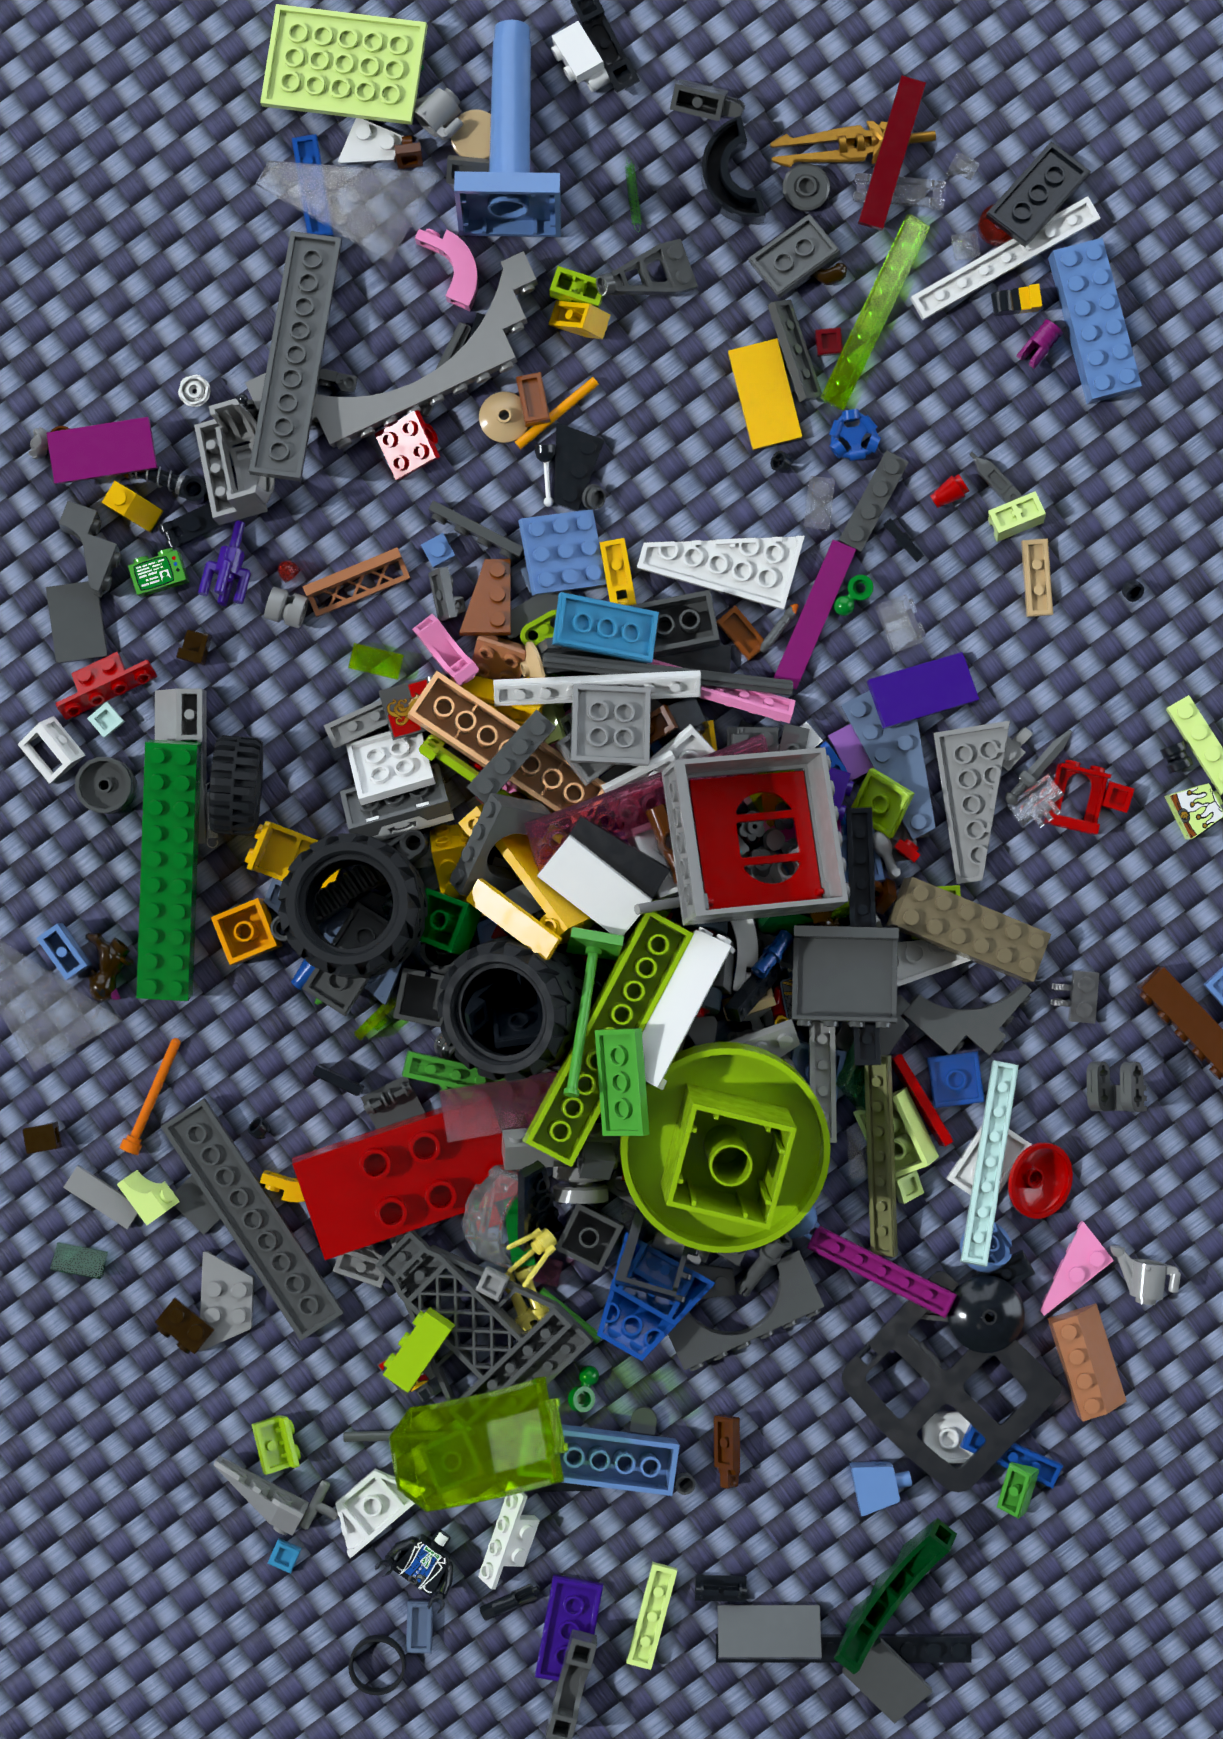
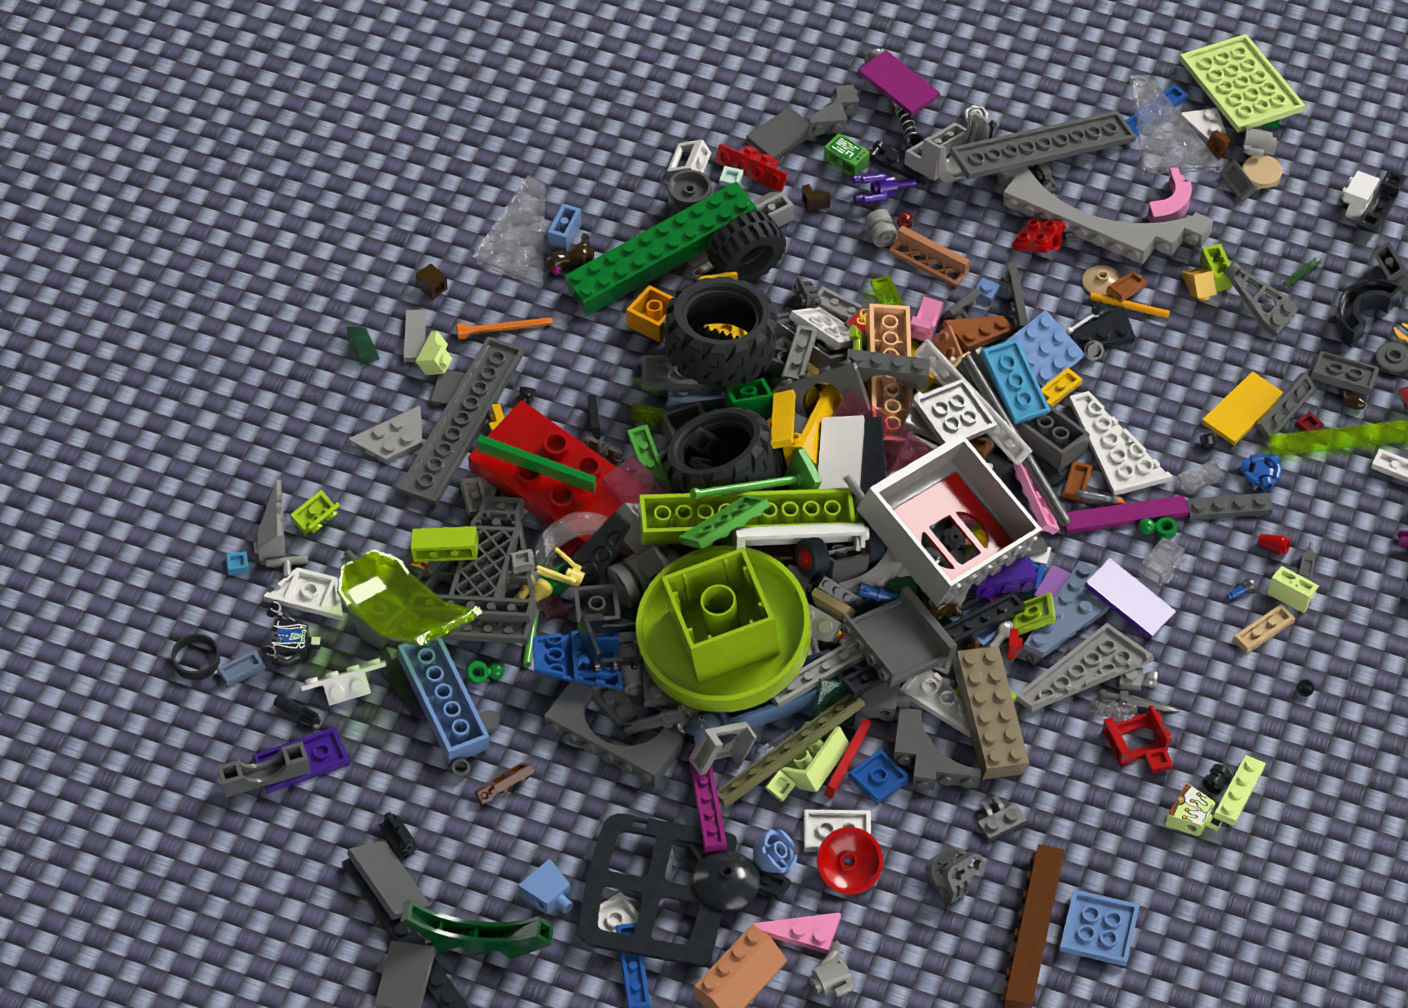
camera: 60 degrees right, 35 degrees down
(132, 506) = (877, 120): yellow slope -> none
(184, 1326) = (361, 418): dark brown bracket -> none
(317, 749) = (807, 294): none -> dark grey hinge
(393, 1206) = (536, 463): none -> green tile
(422, 830) = (799, 352): none -> light grey tile
(509, 196) = (1240, 193): medium blue piece -> none
(651, 1615) = (348, 802): yellowish green plate -> none
(840, 1247) = (711, 748): none -> light grey panel
(903, 540) = (1219, 536): black bar -> none
(980, 556) = (1248, 585): none -> piece
(989, 1164) = (836, 817): light aqua tile -> none
(1017, 1489) = (611, 984): bright green slope -> none

